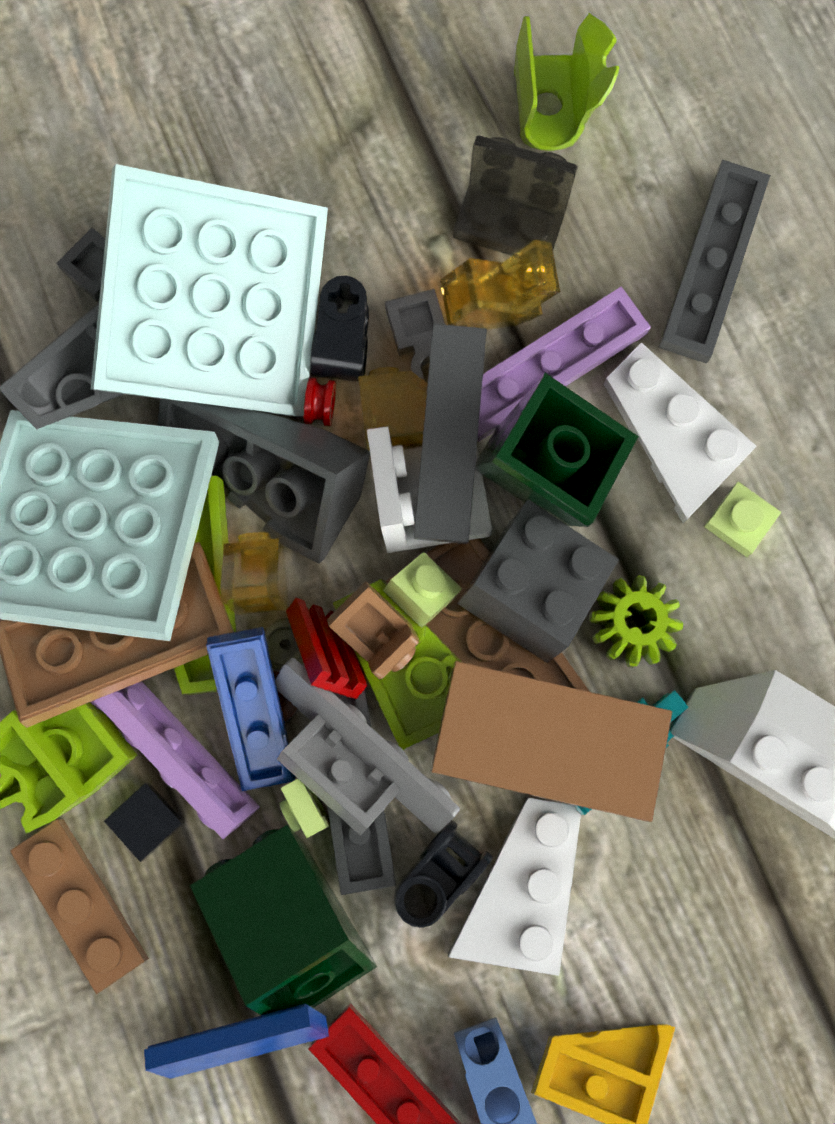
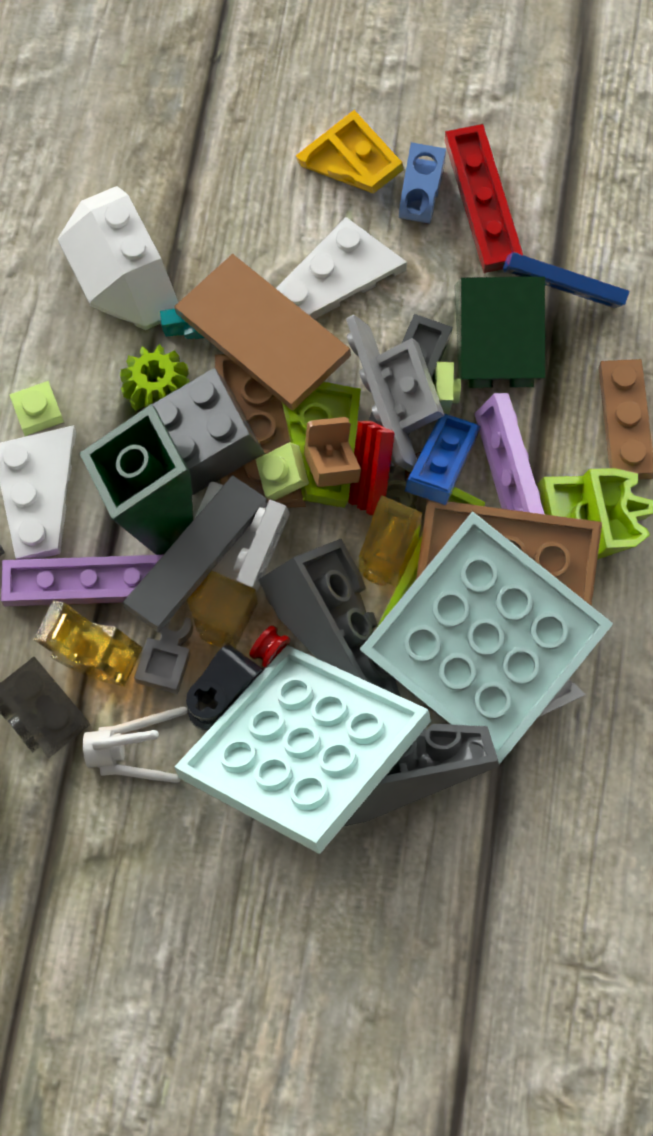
camera: 145 degrees left, 10 degrees down
(85, 263) = (374, 853): dark grey plate -> none
(144, 821) = (556, 444): black tile -> none
(415, 213) = (107, 746): none -> white plant
(442, 874) = (381, 302): black piece -> none

